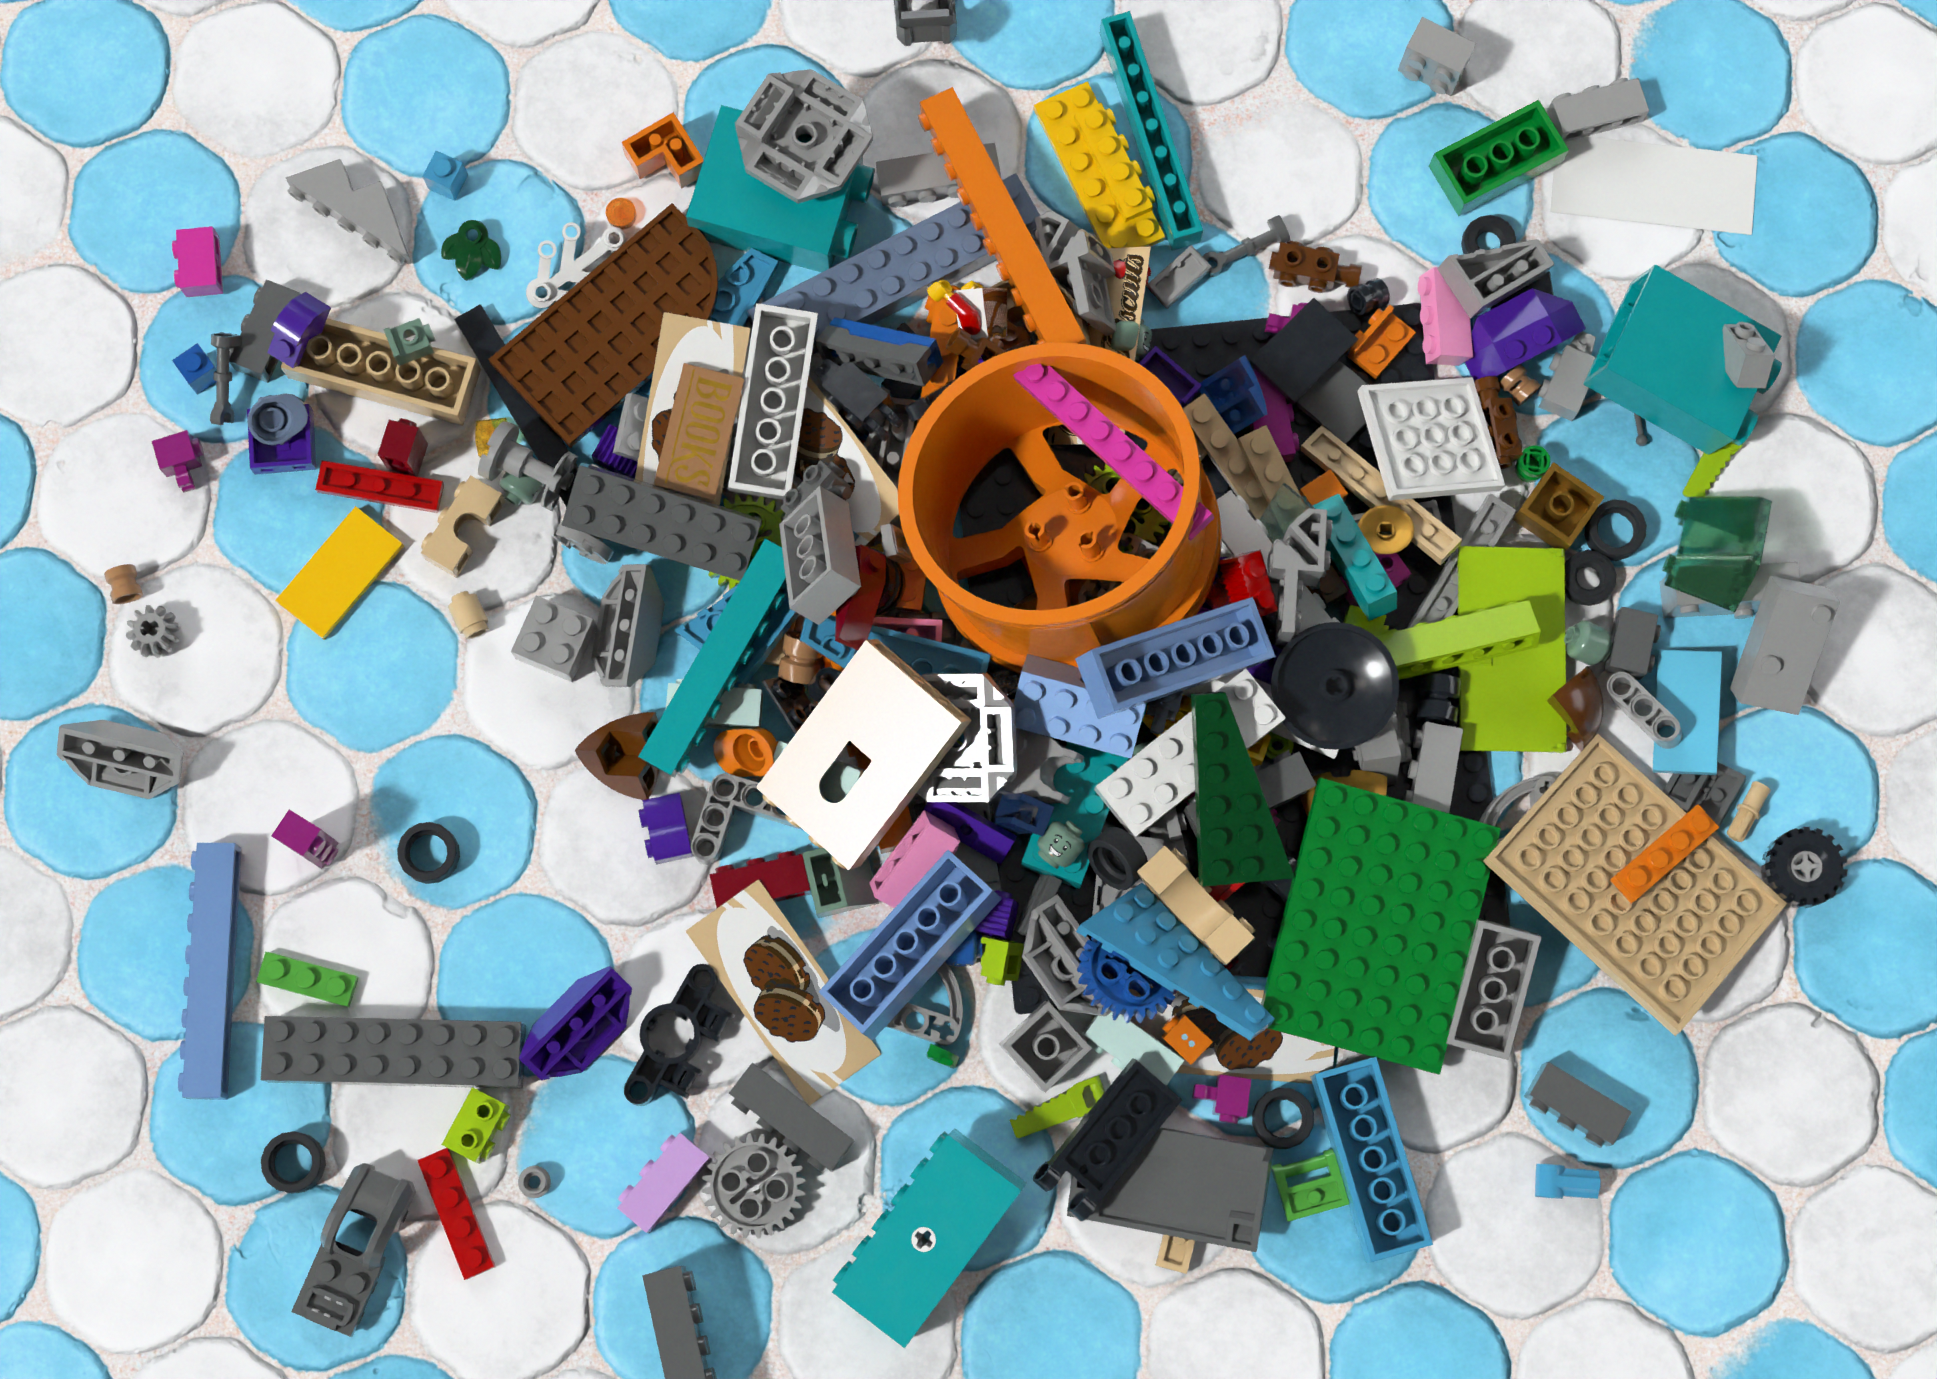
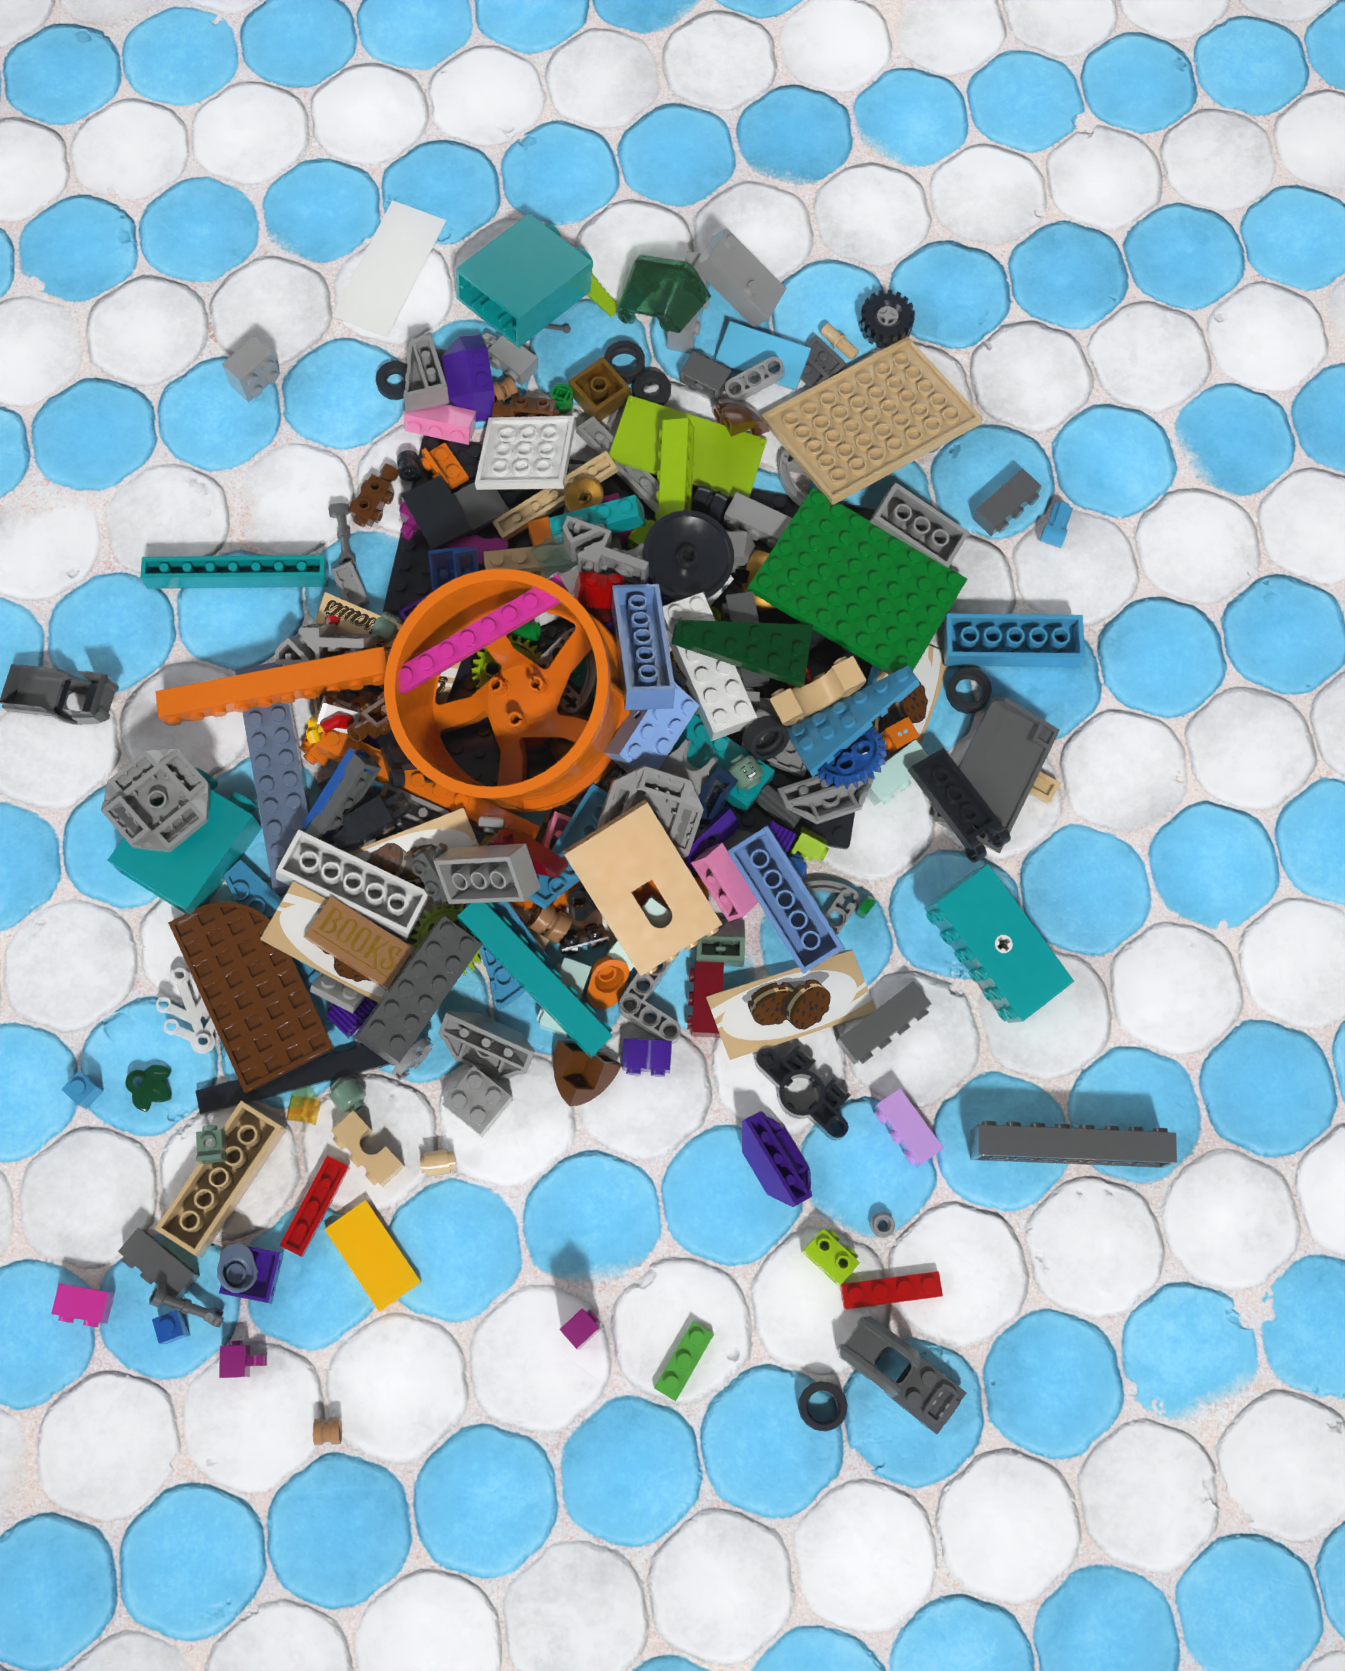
camera: 75 degrees left, 5 degrees down
(120, 757) = (468, 1465): light grey wedge -> none
(142, 637) = (365, 1413): light grey gear -> none
(210, 971) = (658, 1435): medium blue brick -> none
(295, 325) = (170, 1231): dark purple brick -> none
(362, 210) = (87, 1163): light grey slope -> none
(393, 1052) = (759, 1306): dark grey brick -> none
(403, 447) = (291, 1176): dark red brick -> none
(411, 836) = (617, 1222): black tyre -> none
(518, 460) = (332, 1090): light grey piece -> none
(621, 213) = (160, 966): clear orange tile -> none
(662, 145) = (121, 913): orange brick -> none
(737, 1161) = (947, 1056): light grey gear -> none
(919, 178) = (212, 742): light grey brick -> none
(1045, 1046) = (880, 831): light grey brick -> none
(1058, 1110) = (924, 835): lime piece -> none
(1100, 168) = (248, 616): yellow plate -> none
(1229, 1097) = (945, 721): magenta brick -> none
(1314, 1195) = (1026, 683): bright green plate -> none
(1498, 157) = (338, 353): green brick -> none
(1588, 643) = (697, 401): sand green head -> none
(1598, 109) = (325, 283): light grey brick -> none
(1664, 853) = (857, 395): orange plate -> none
(1746, 356) = (539, 233): light grey slope -> none

